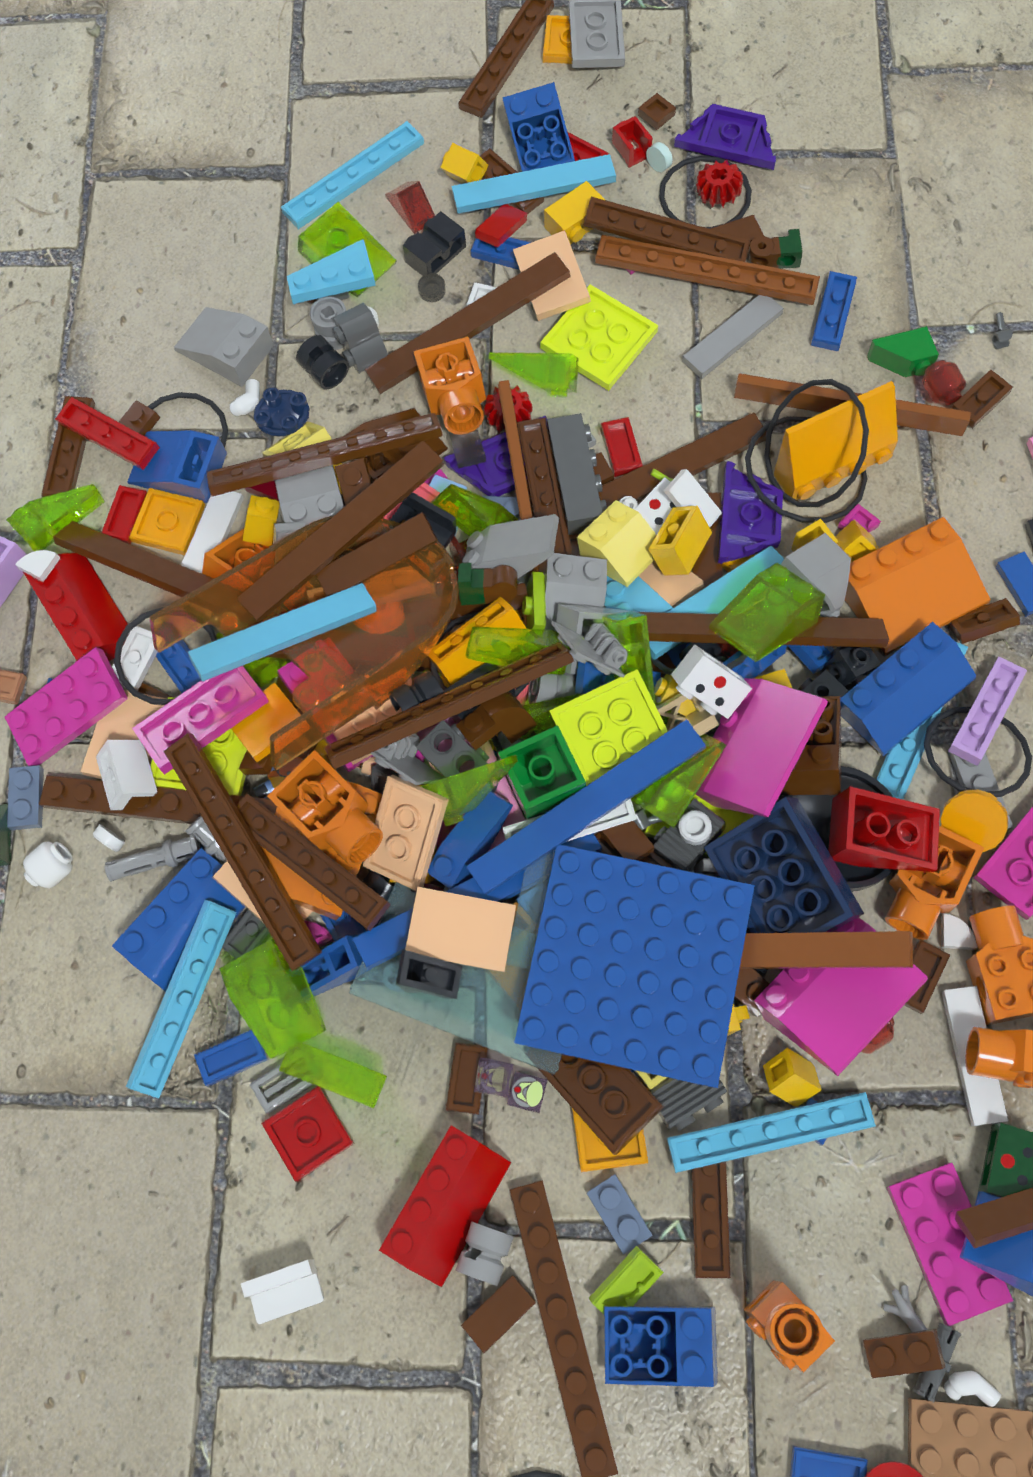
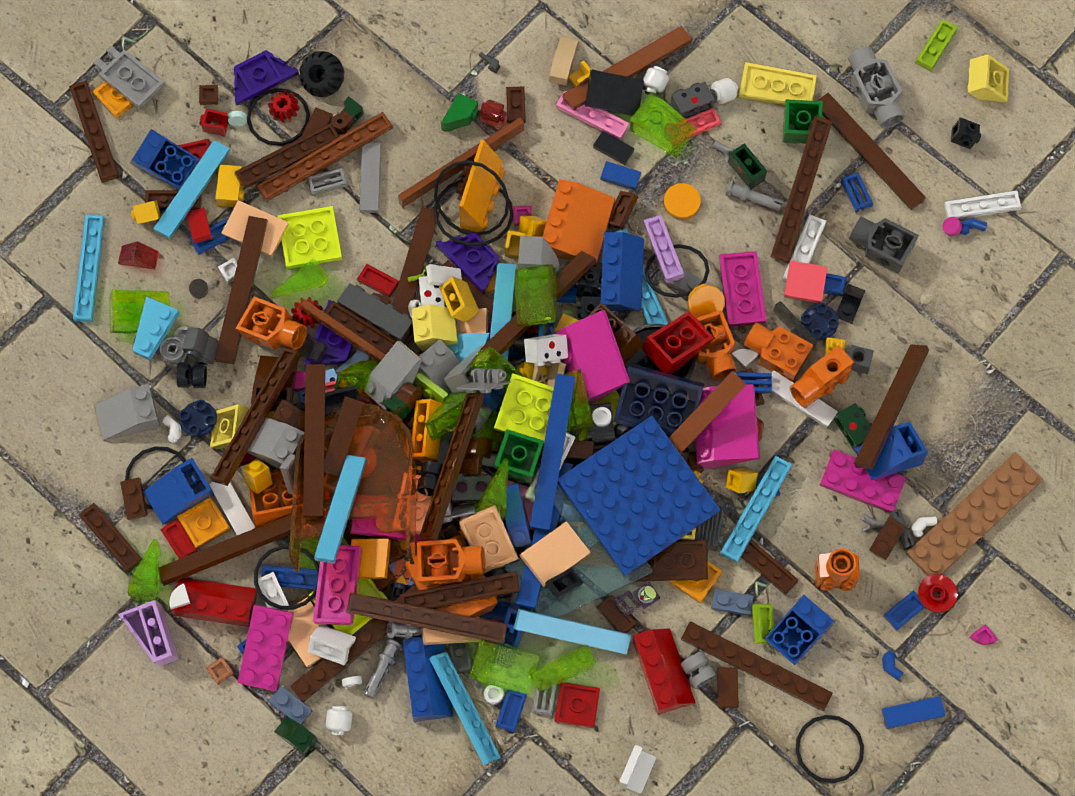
camera: 55 degrees left, 0 degrees up
(107, 433) = (128, 510): red tile -> none
(231, 1020) = (493, 694): none -> white tile
(386, 1042) = (572, 631): none -> medium azure tile
(435, 246) = (177, 266): black brick -> none
(679, 302) = (327, 188): none -> light grey tile
(796, 185) = (312, 70): none -> black wheel
(834, 311) = (404, 121): blue tile -> none
(944, 969) = (768, 382): none -> blue tile

